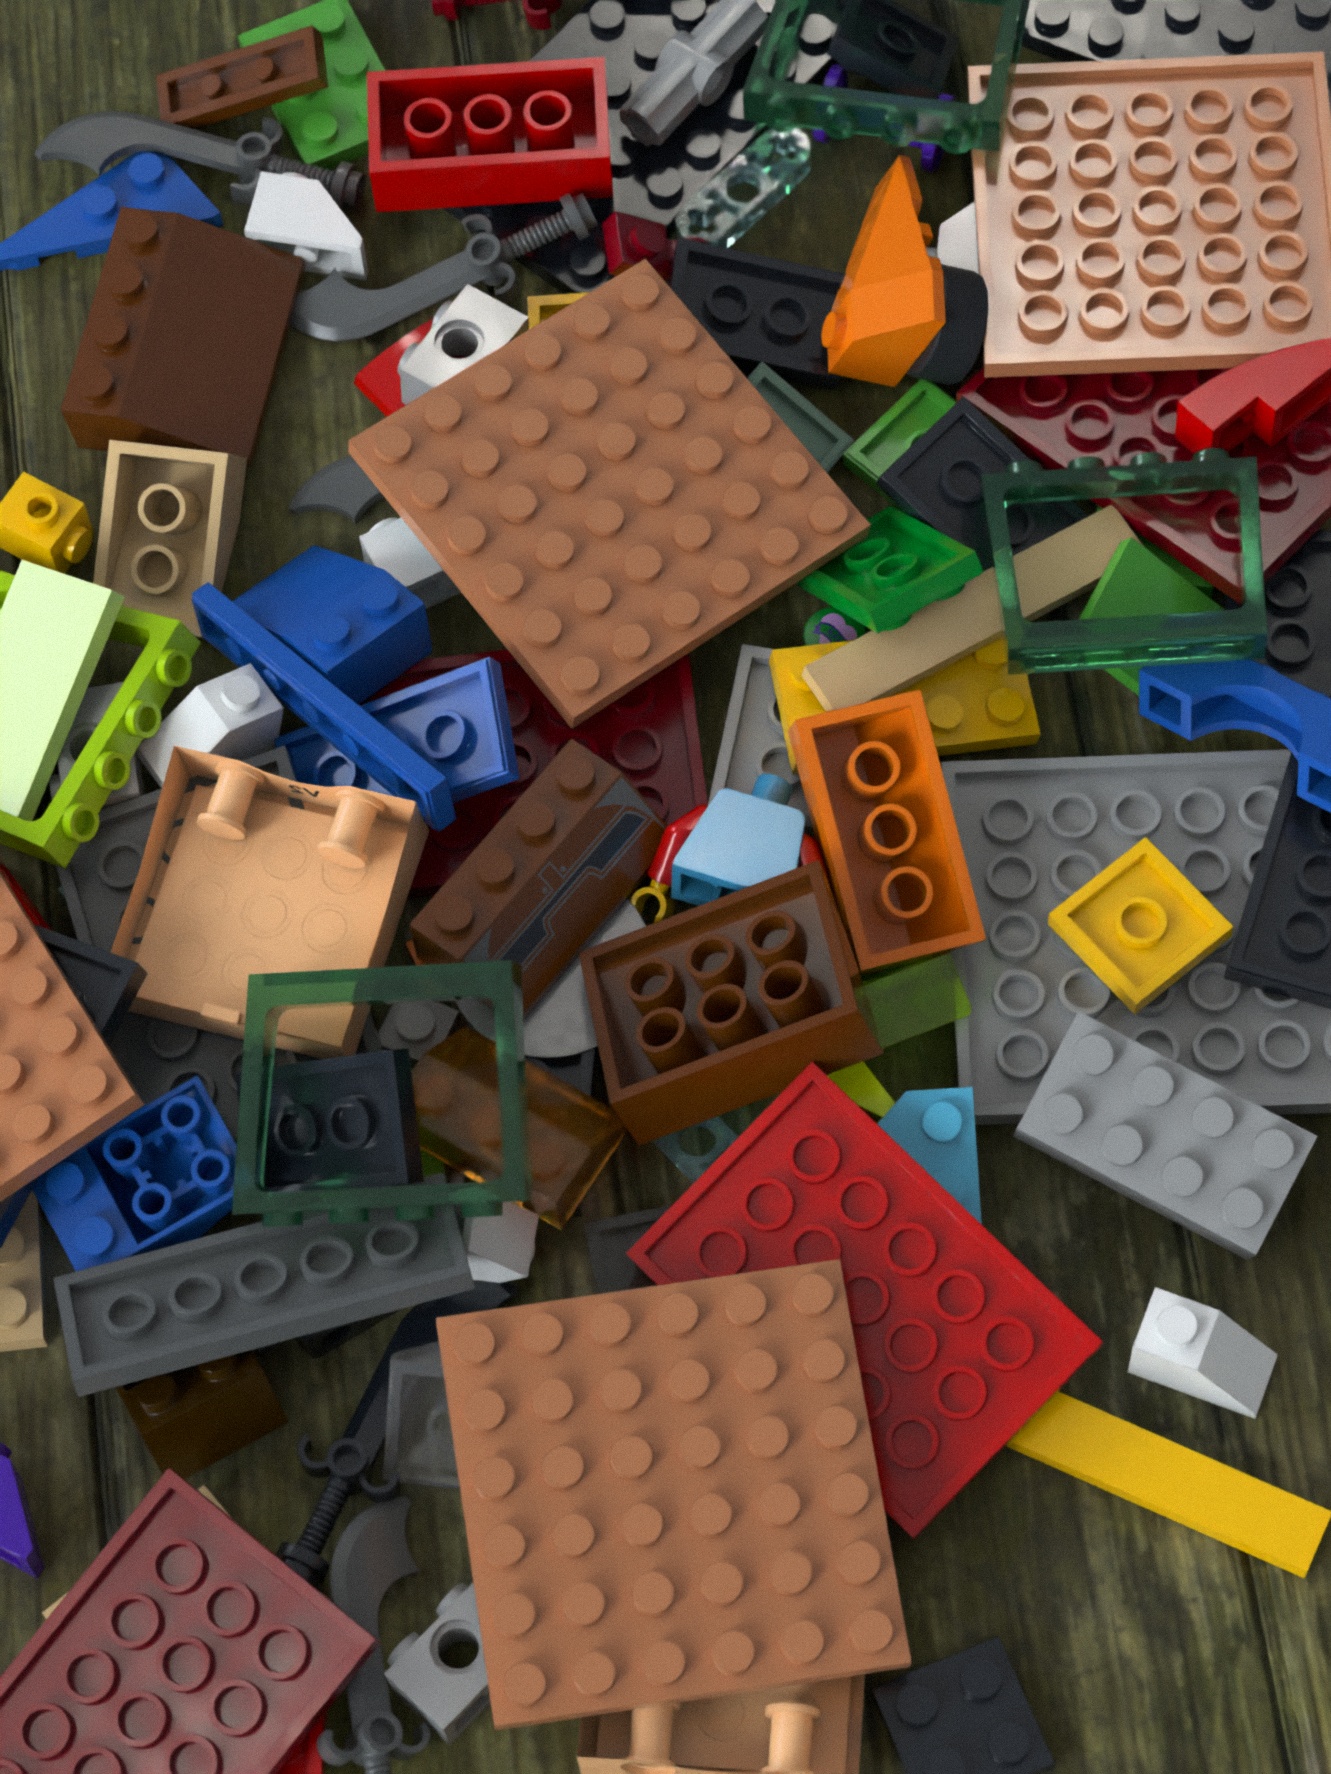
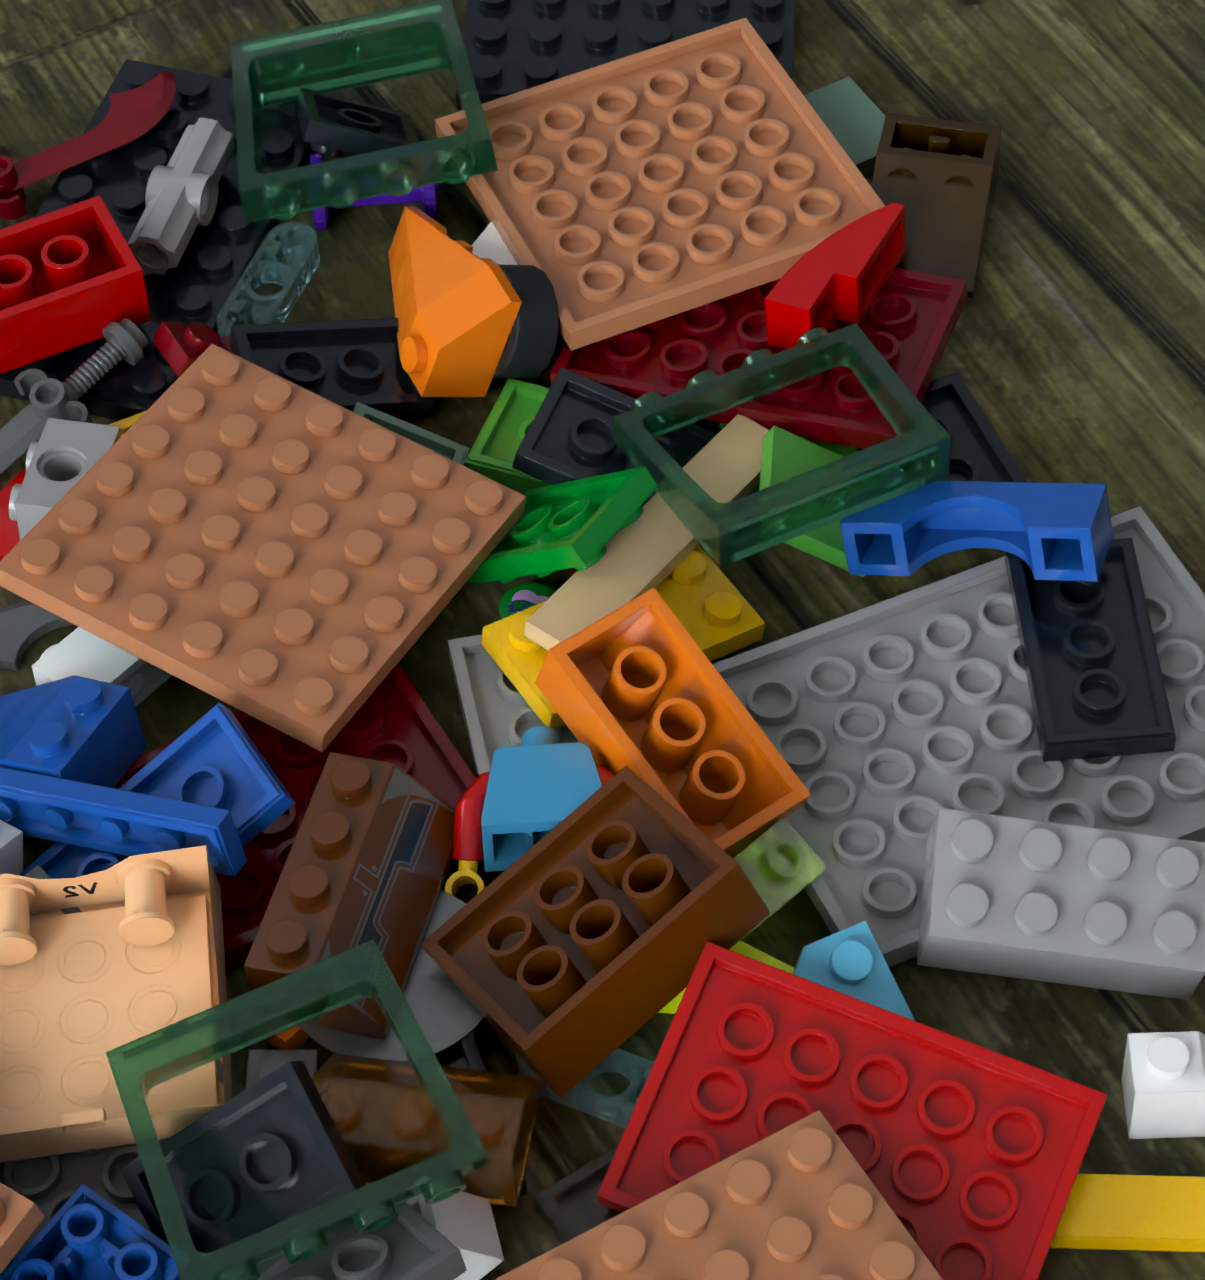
camera: 25 degrees left, 15 degrees down
(1140, 925) = (946, 737): yellow plate -> none

